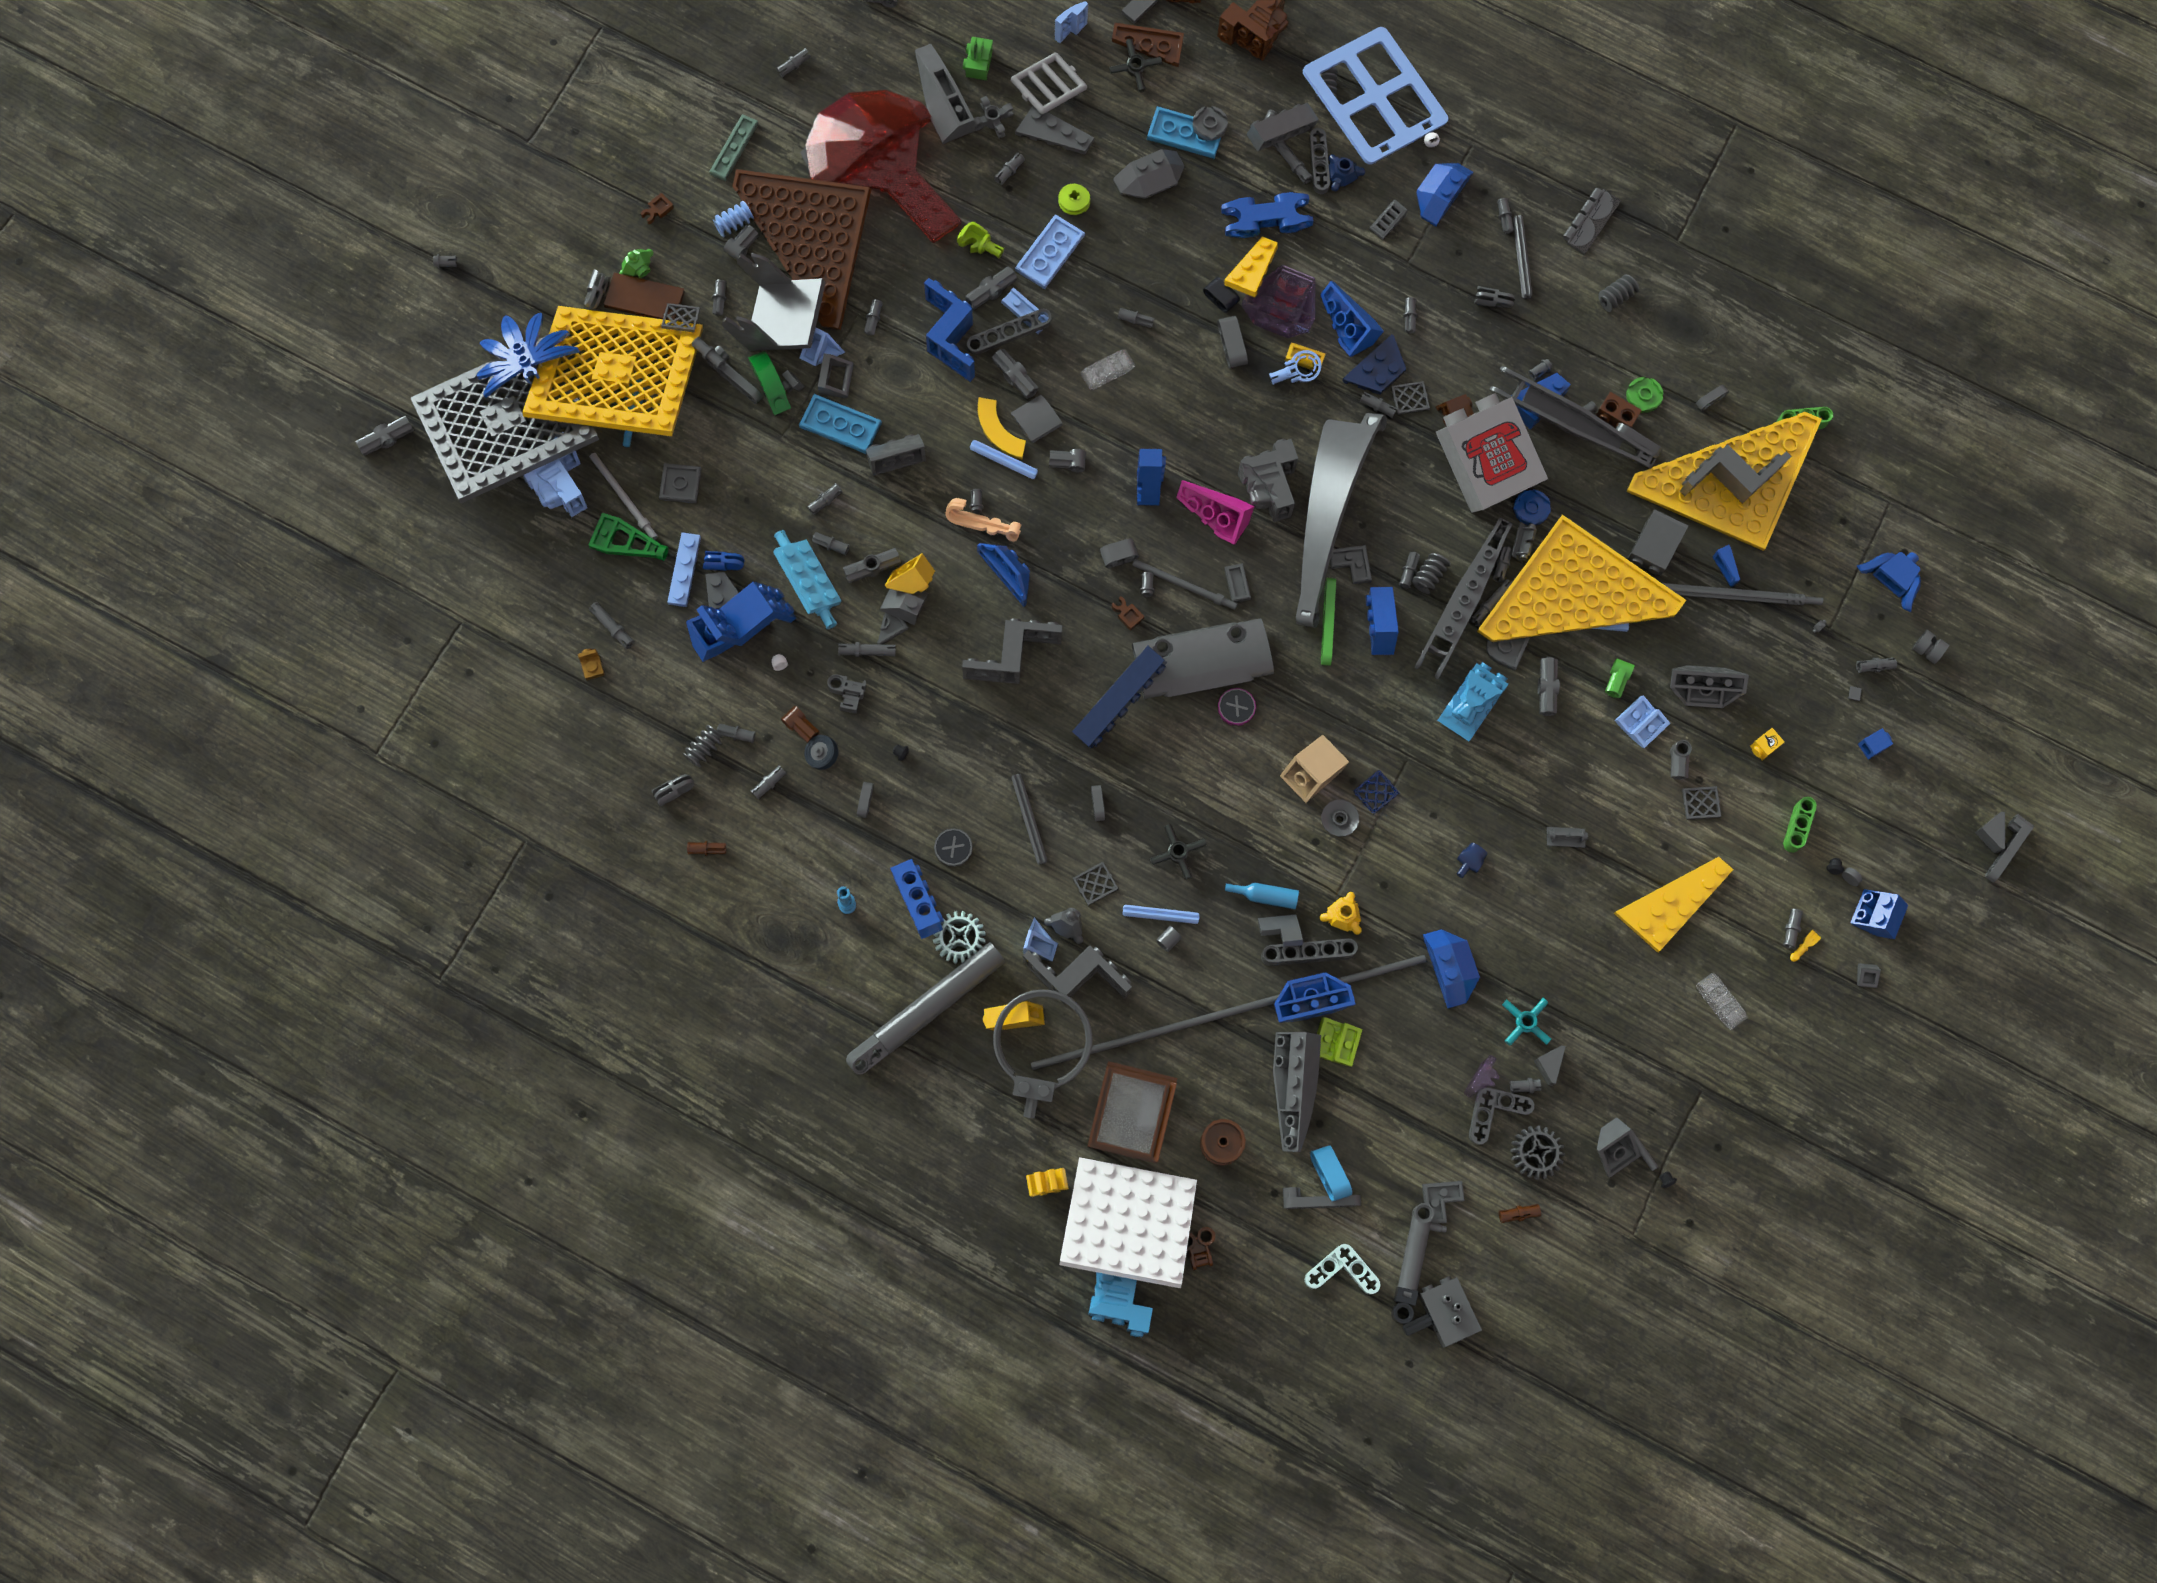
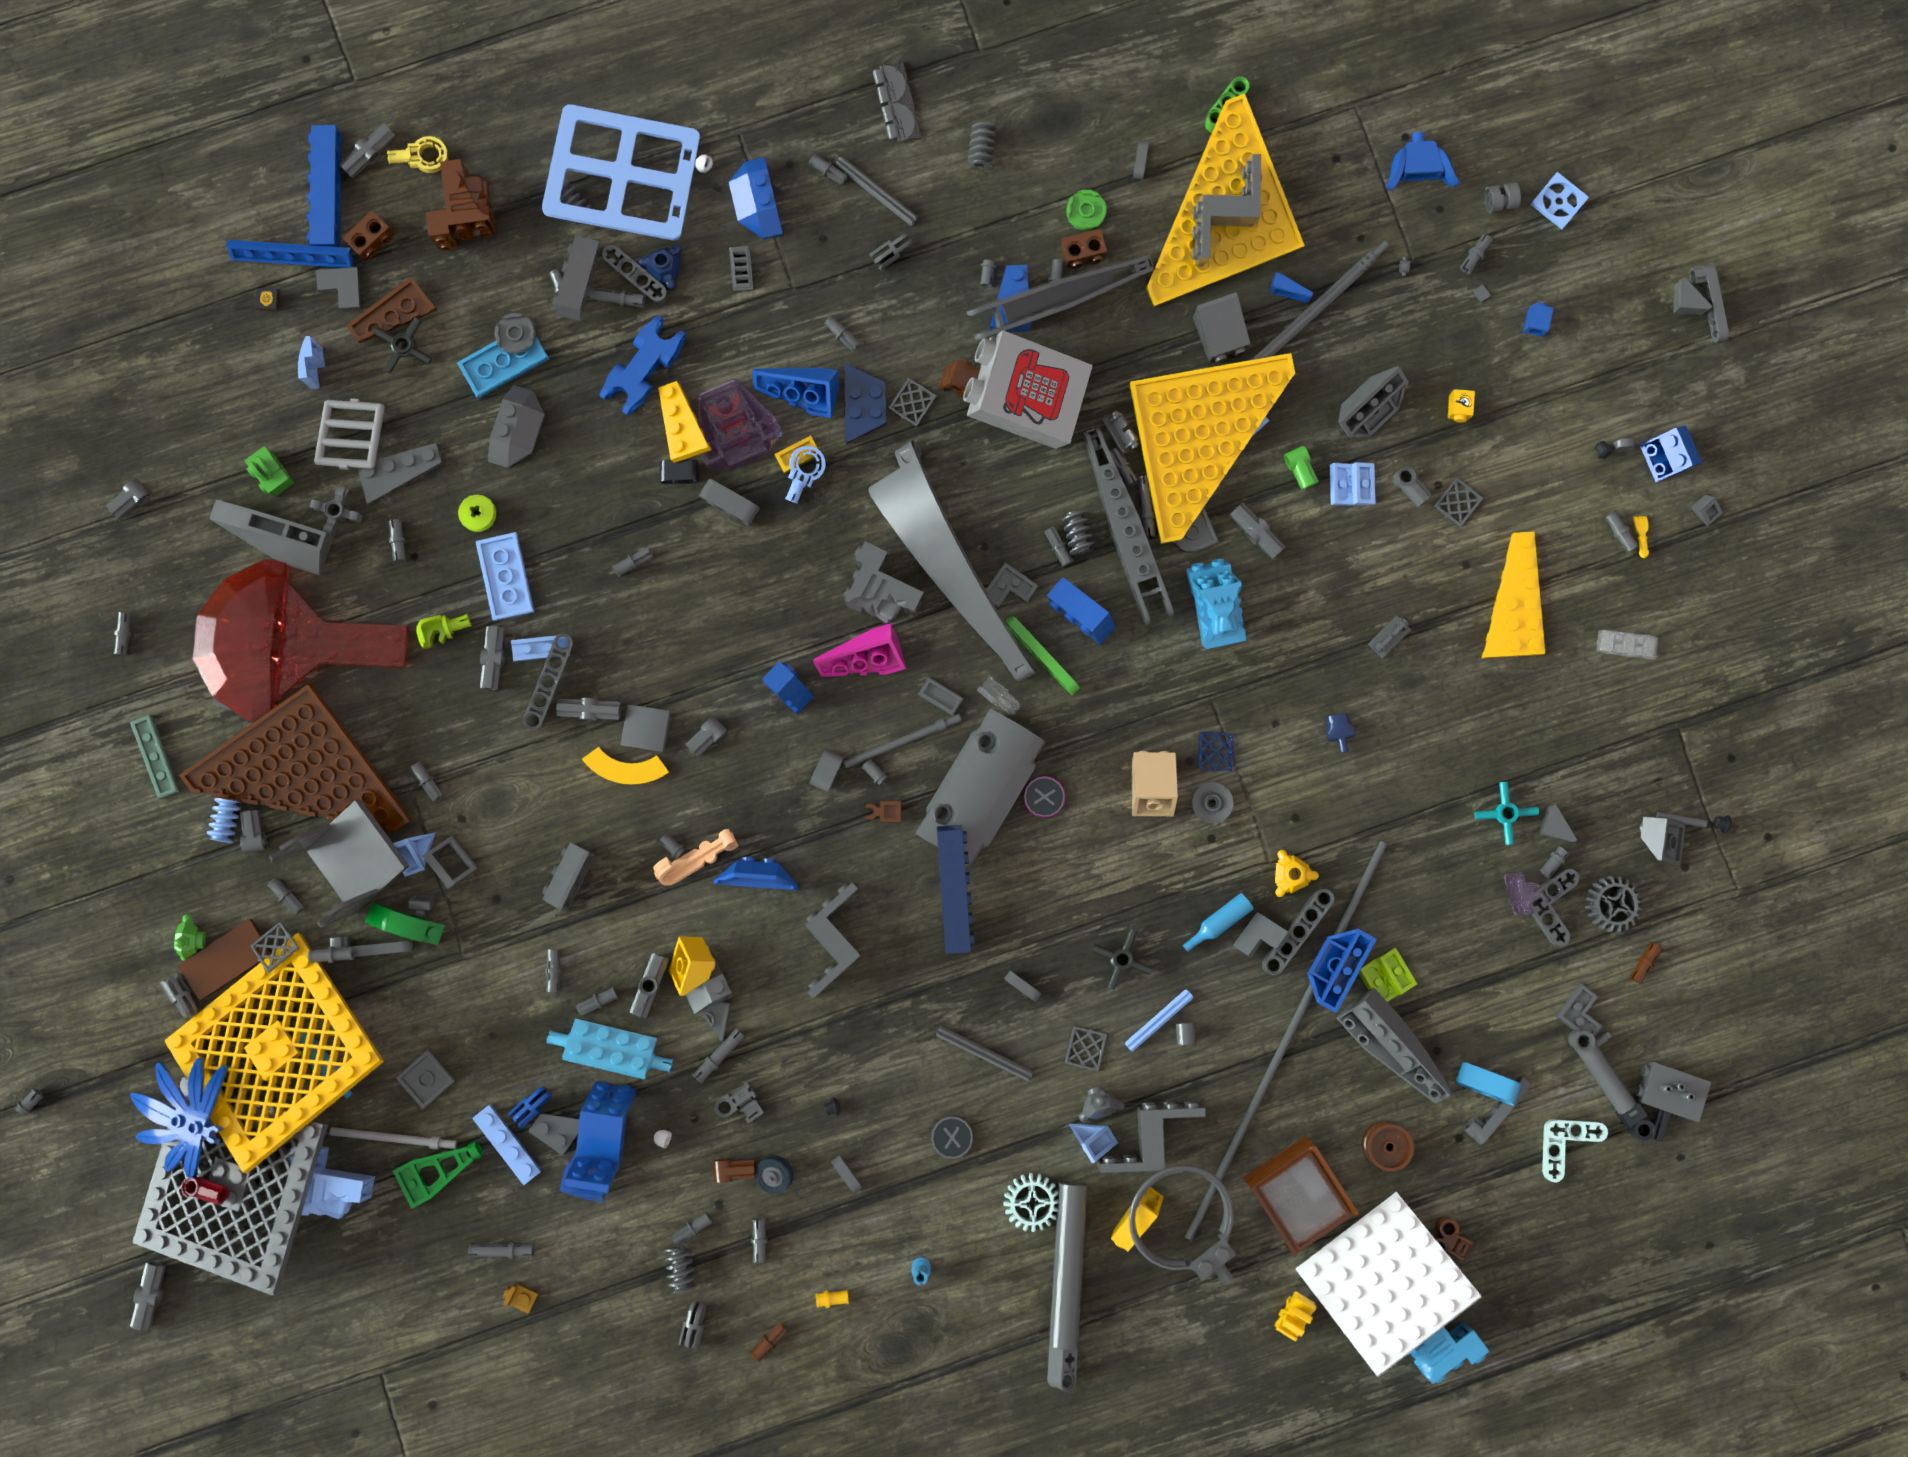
camera: 45 degrees left, 10 degrees up
(488, 403) = (205, 1189): none -> dark red piece
(657, 207) = (151, 871): reddish brown plate -> none
(771, 862) = (831, 1298): none -> yellow pin
(840, 423) = (497, 896): dark azure tile -> none
(925, 924) = (939, 1204): blue brick -> none
(949, 329) = (499, 729): blue bracket -> none
(1003, 459) = (656, 788): light blue axle -> none
(1107, 369) = (657, 628): clear beam -> none
(1274, 617) = (999, 695): none -> clear arm
(1378, 404) = (895, 435): dark grey pin -> none
(1452, 966) = (1409, 827): blue wedge -> none
(1532, 507) = (1099, 396): blue tile -> none
(1639, 438) = (1122, 256): dark grey beam -> none
(1794, 830) = (1547, 454): bright green beam -> none
(1956, 702) = (1565, 206): none -> light blue piece

